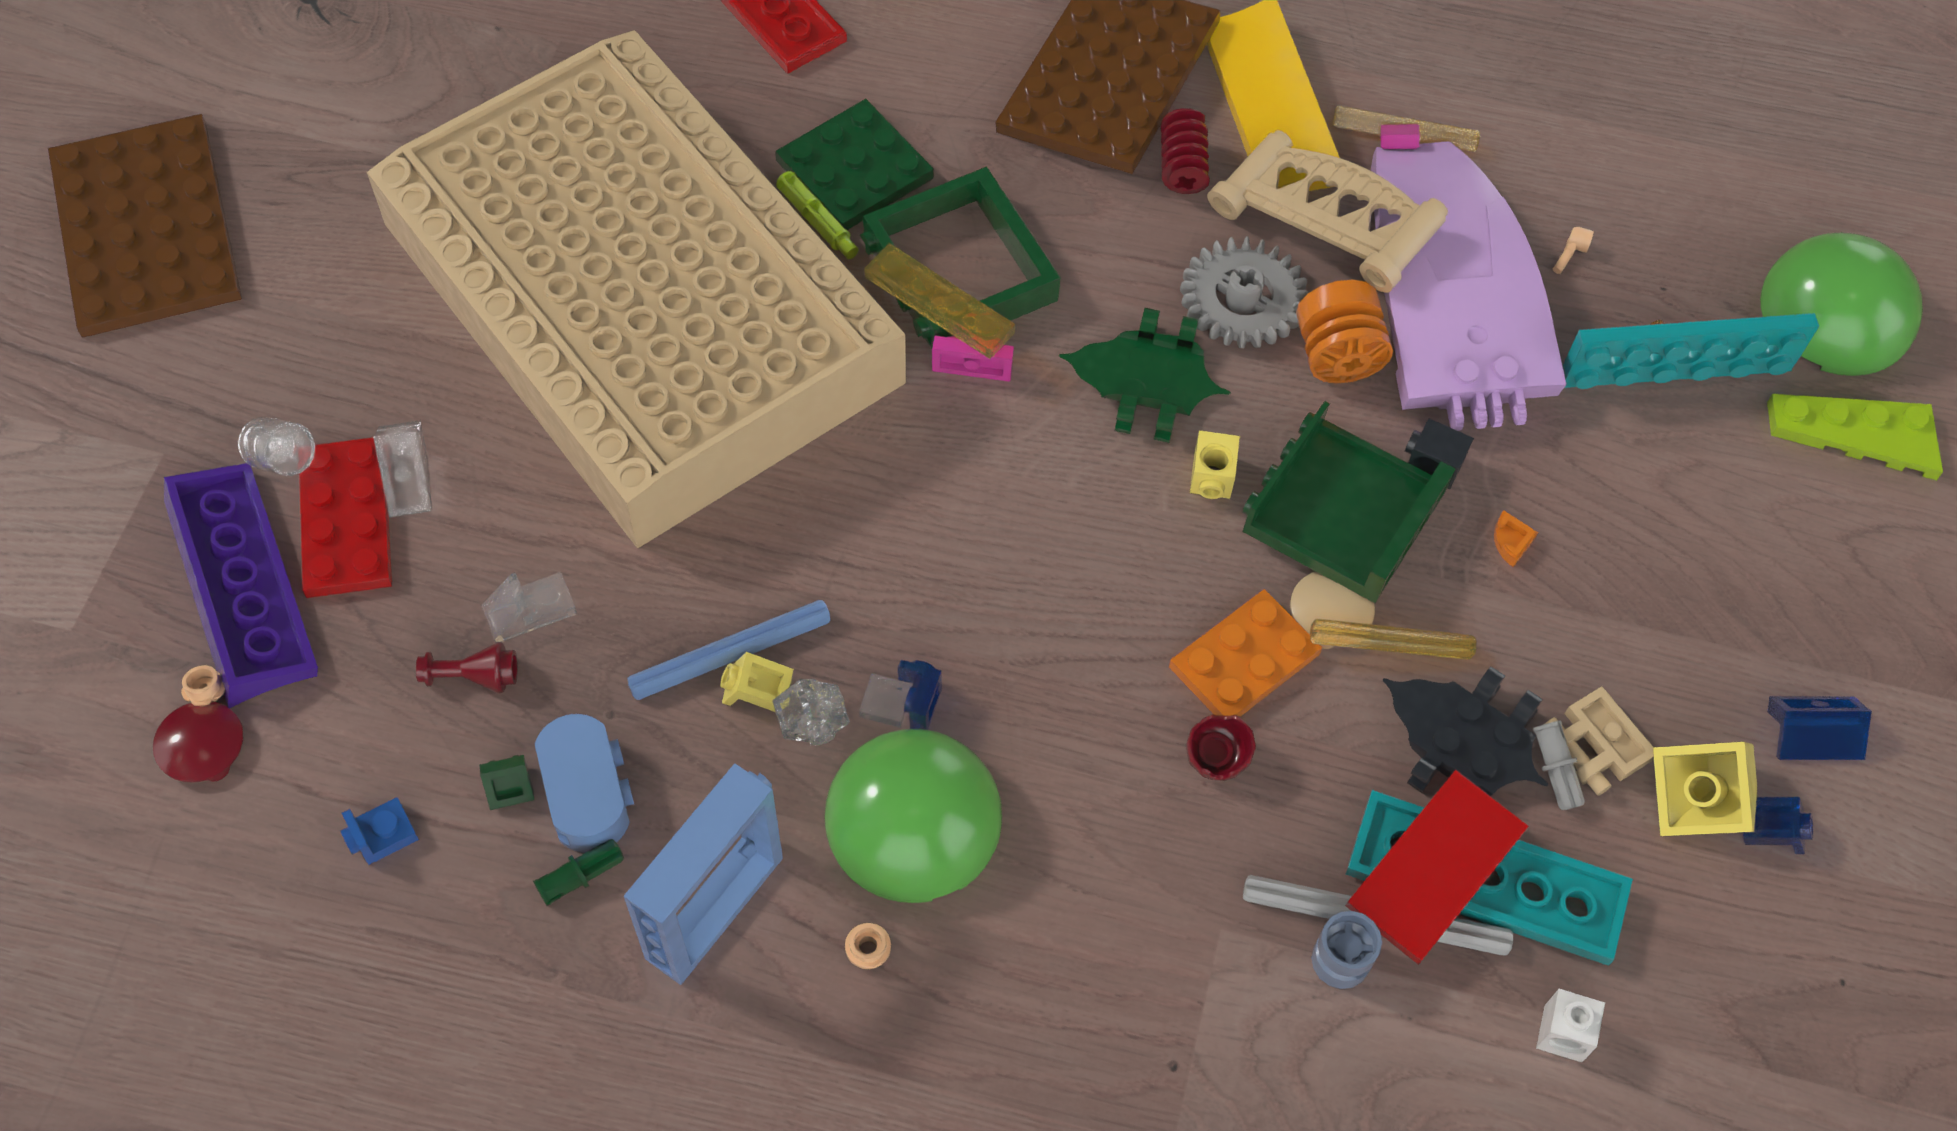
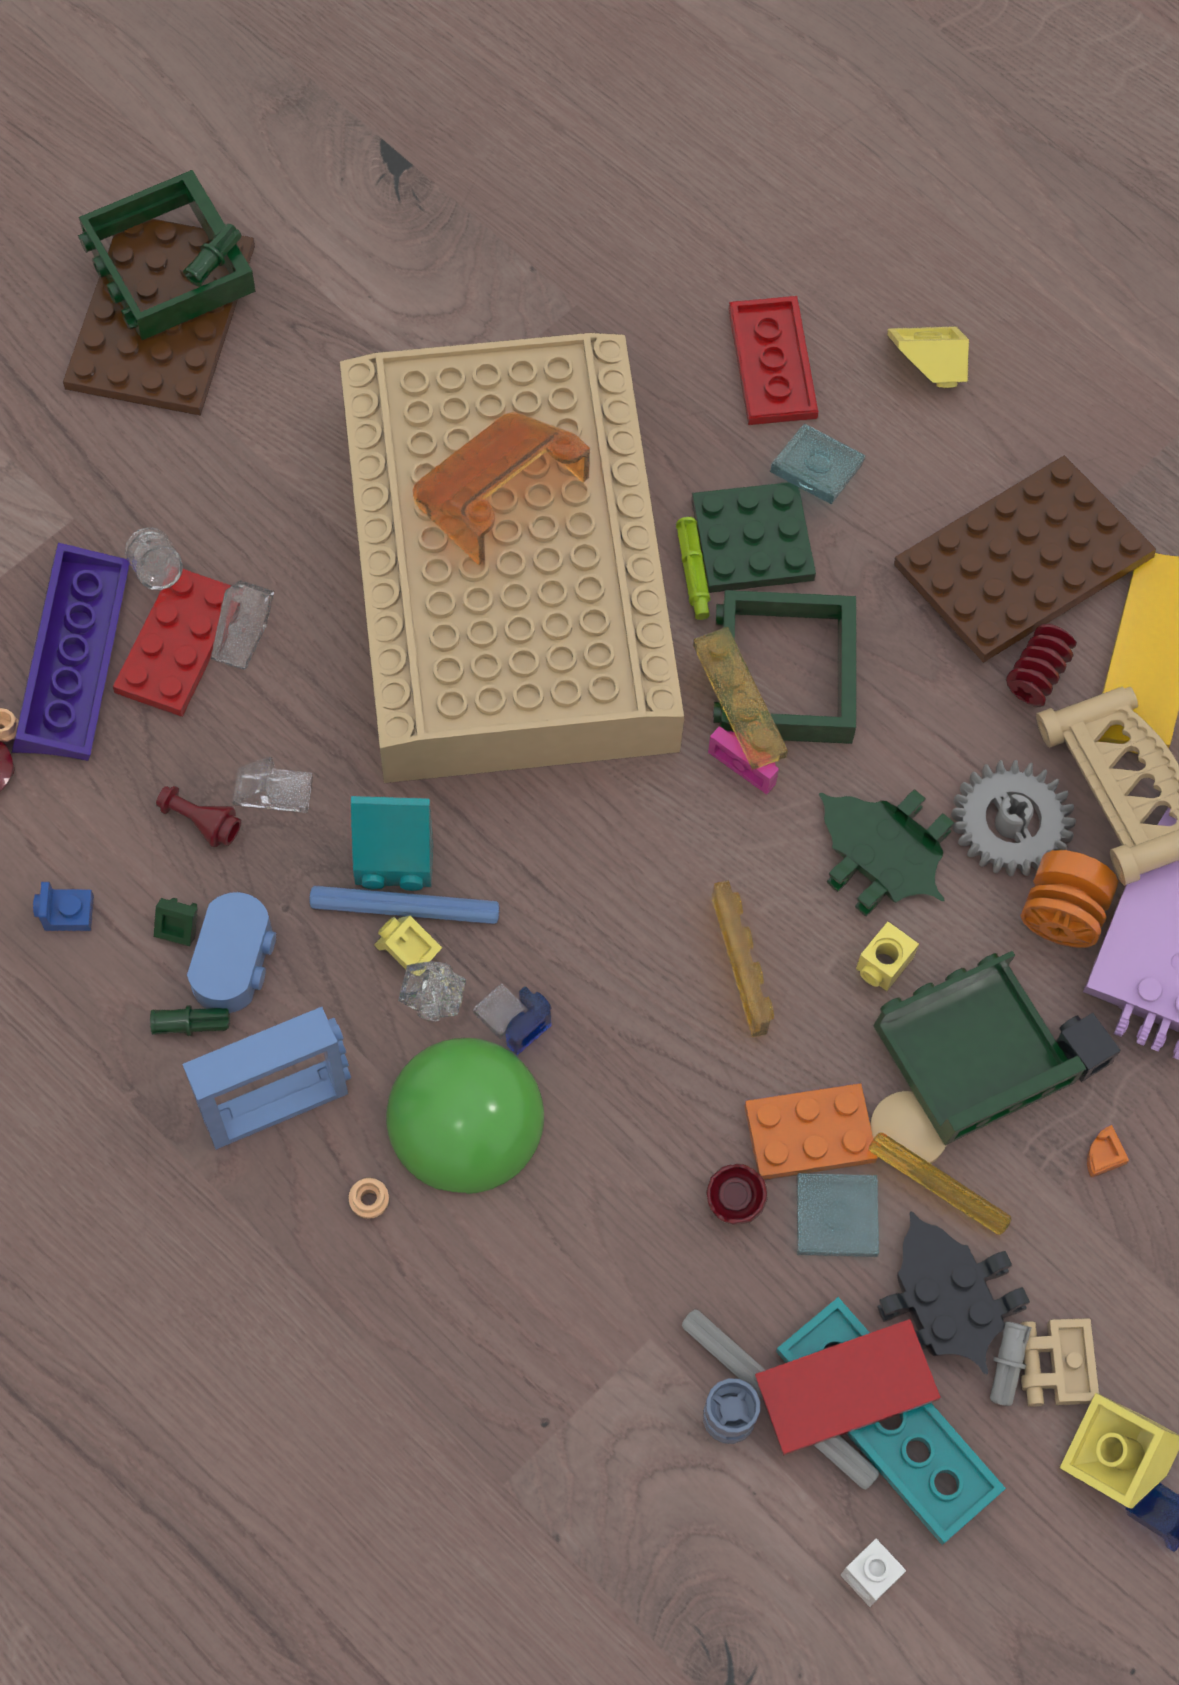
camera: 30 degrees right, 5 degrees up
(80, 119) = (141, 208): none -> dark green window
(173, 135) = (212, 255): none -> dark green axle
(566, 221) = (457, 487): none -> clear orange windscreen
(688, 589) = (392, 842): none -> teal slope
(874, 75) = (817, 463): none -> clear light blue tile
(1091, 540) = (746, 972): none -> clear yellow plate
(1318, 719) = (837, 1215): none -> clear light blue tile

